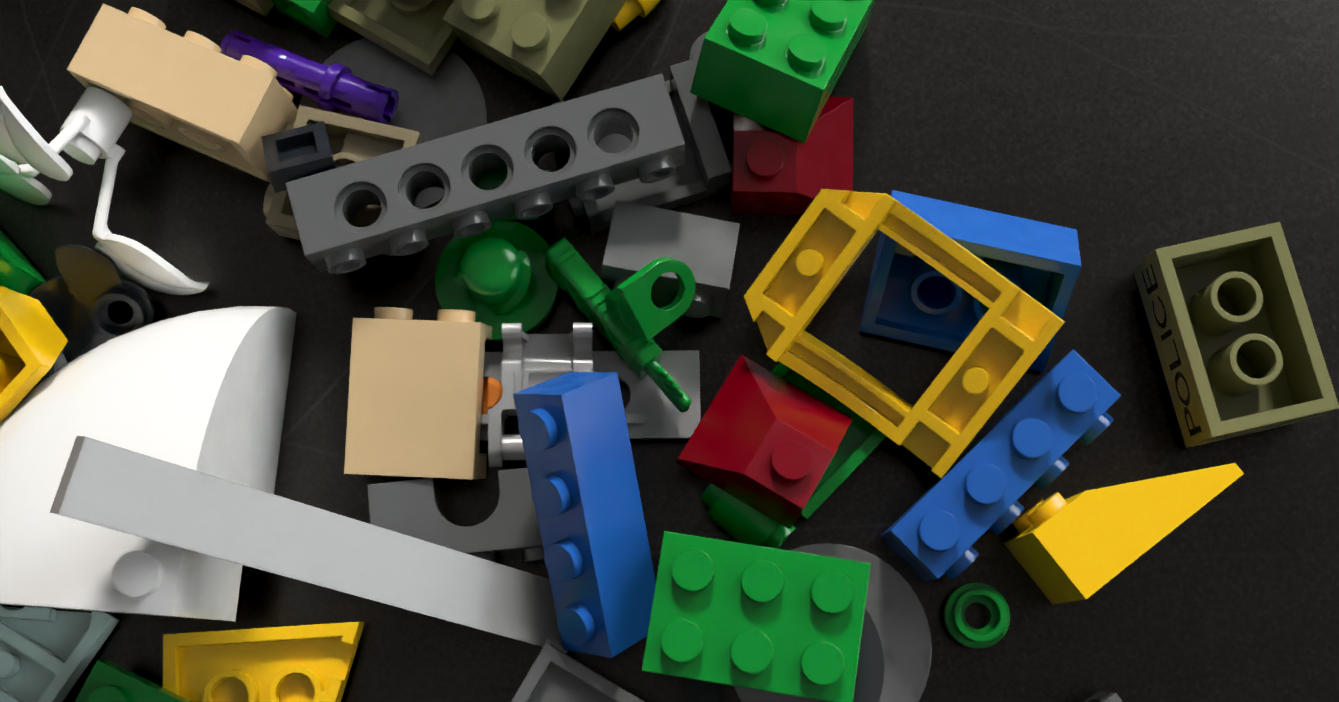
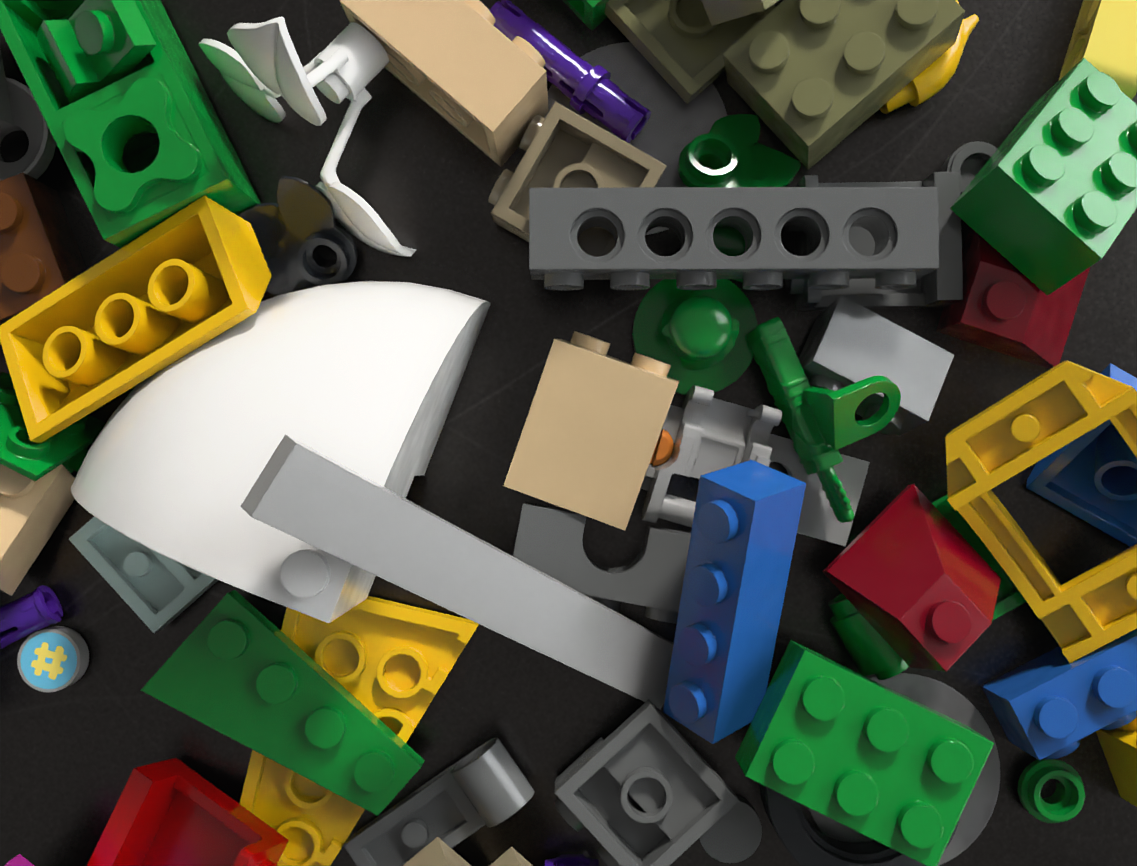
camera: 15 degrees right, 10 degrees up
(297, 154) = (545, 158): black plate -> none
(484, 101) = (735, 157): none -> green plate

